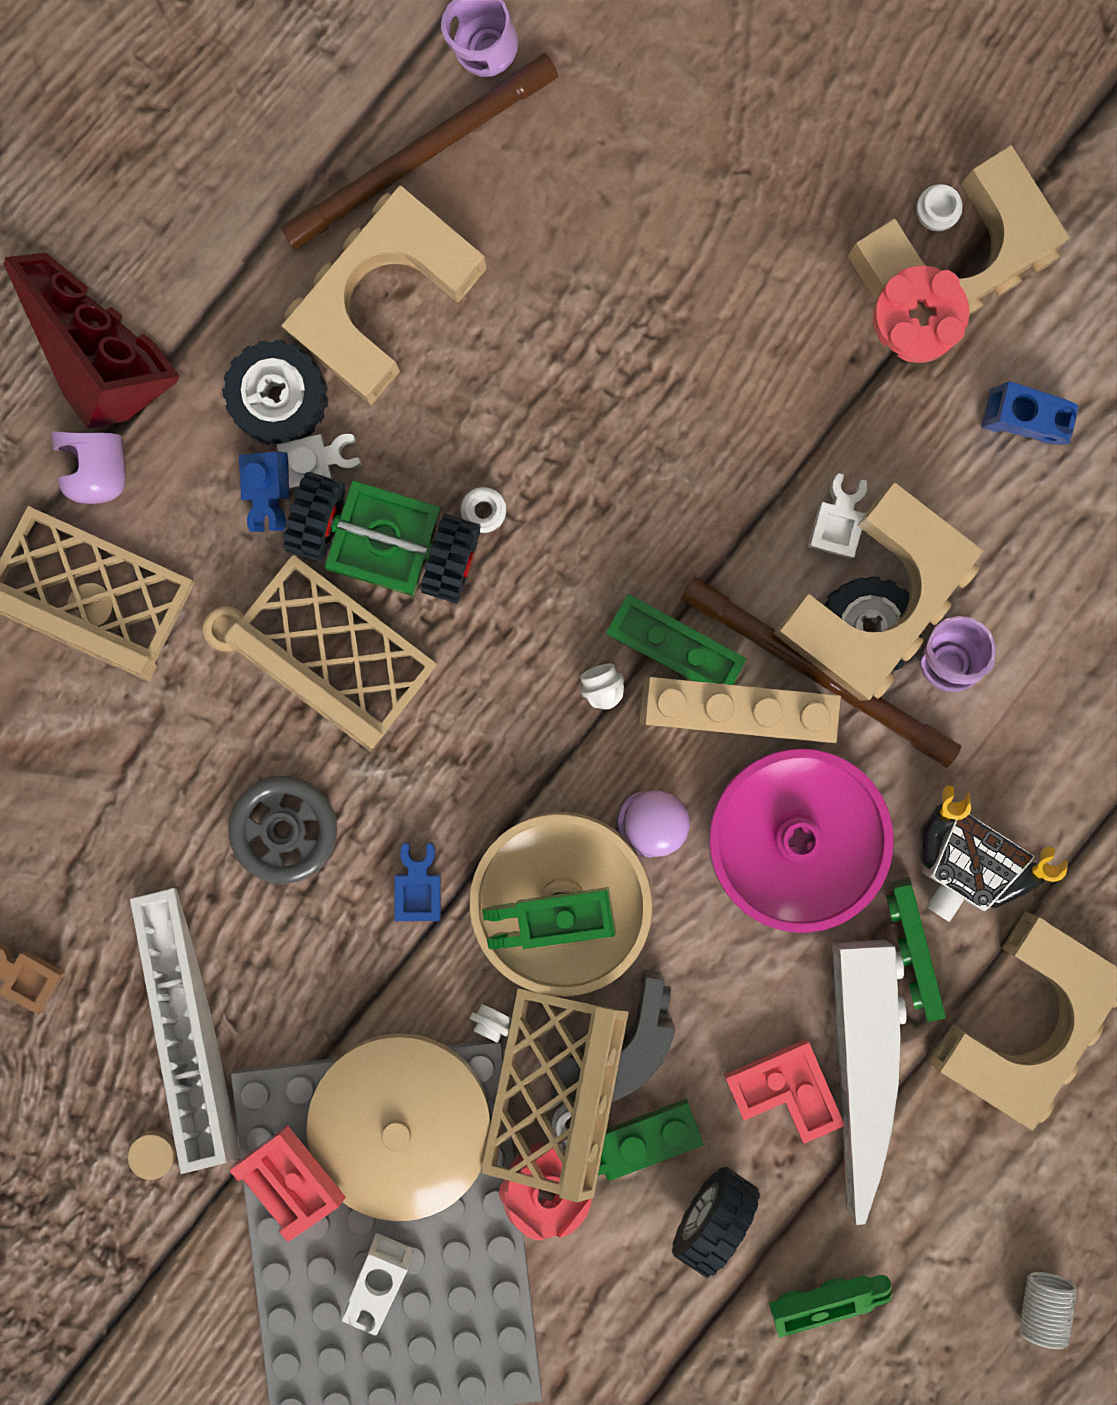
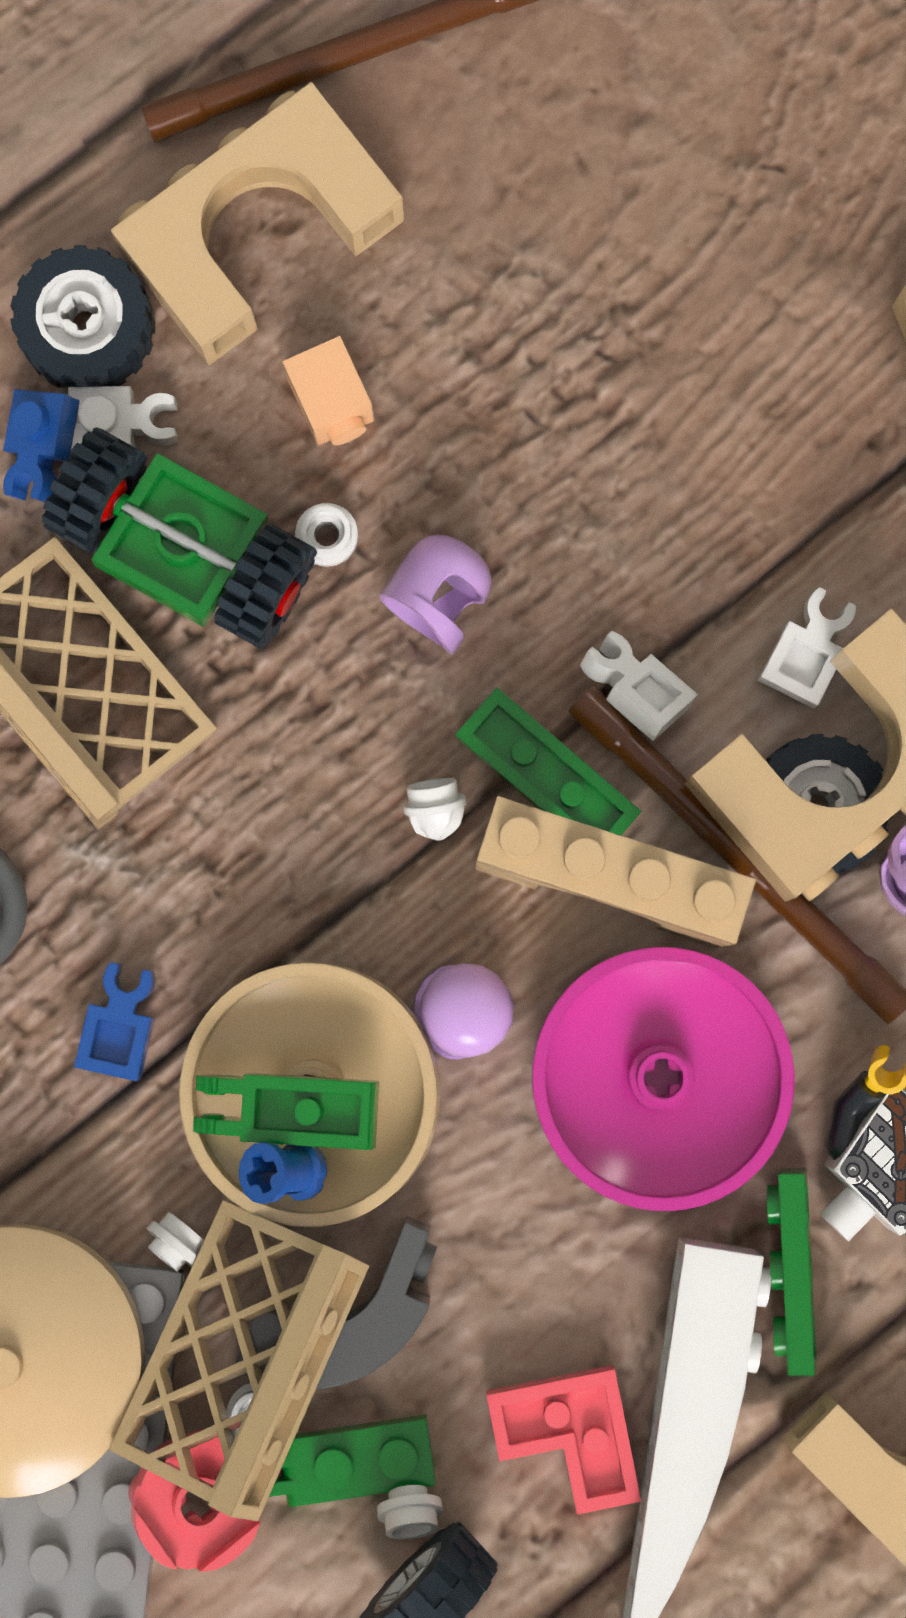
camera: 10 degrees right, 5 degrees down
(463, 408) = (329, 392): none -> light nougat brick
(551, 964) = (273, 1171): none -> blue bush
(558, 526) = (419, 576): none -> lavender helmet
(691, 1166) = (410, 1512): none -> white plate
(730, 573) = (641, 691): none -> white plate

